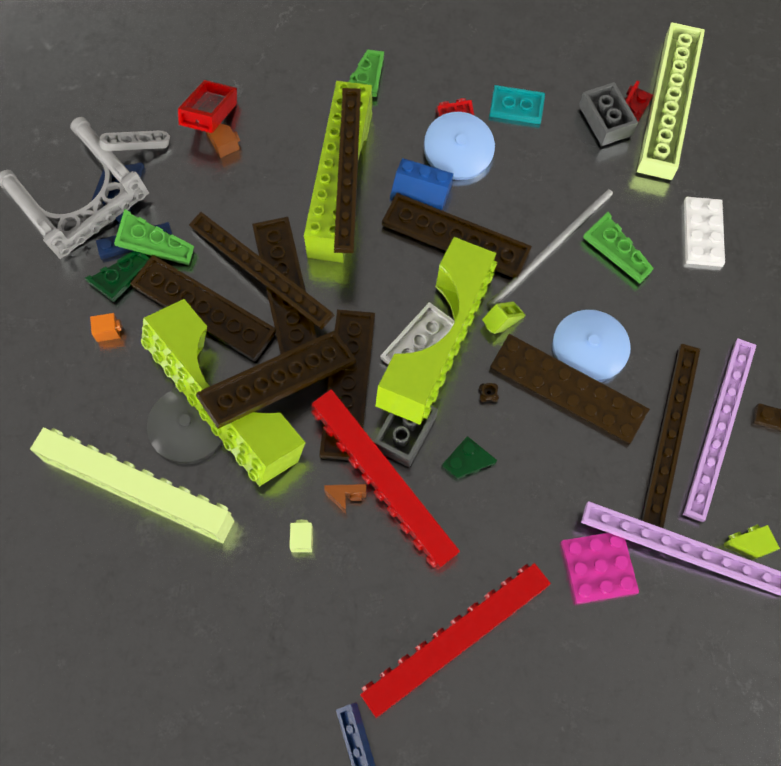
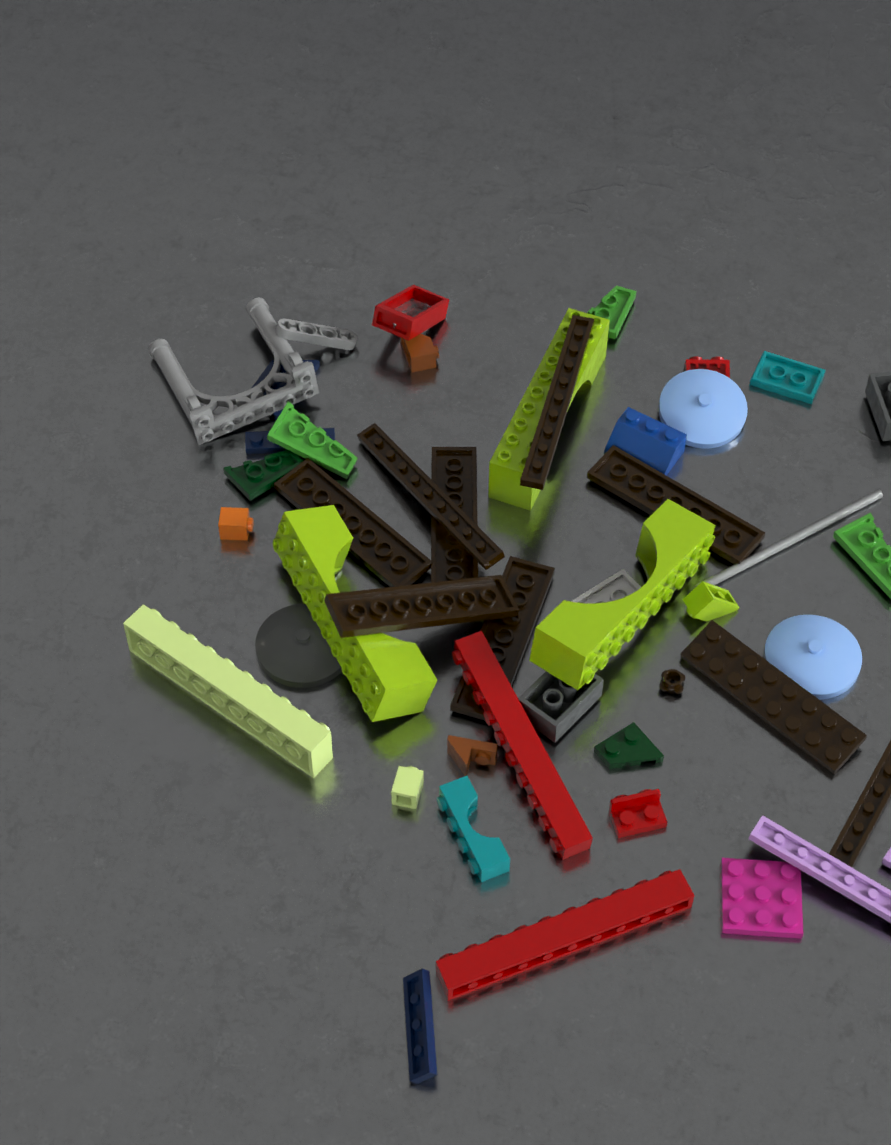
camera: 15 degrees right, 15 degrees down
(380, 583) = (486, 854): none -> teal arch
(488, 516) = (637, 813): none -> red bracket

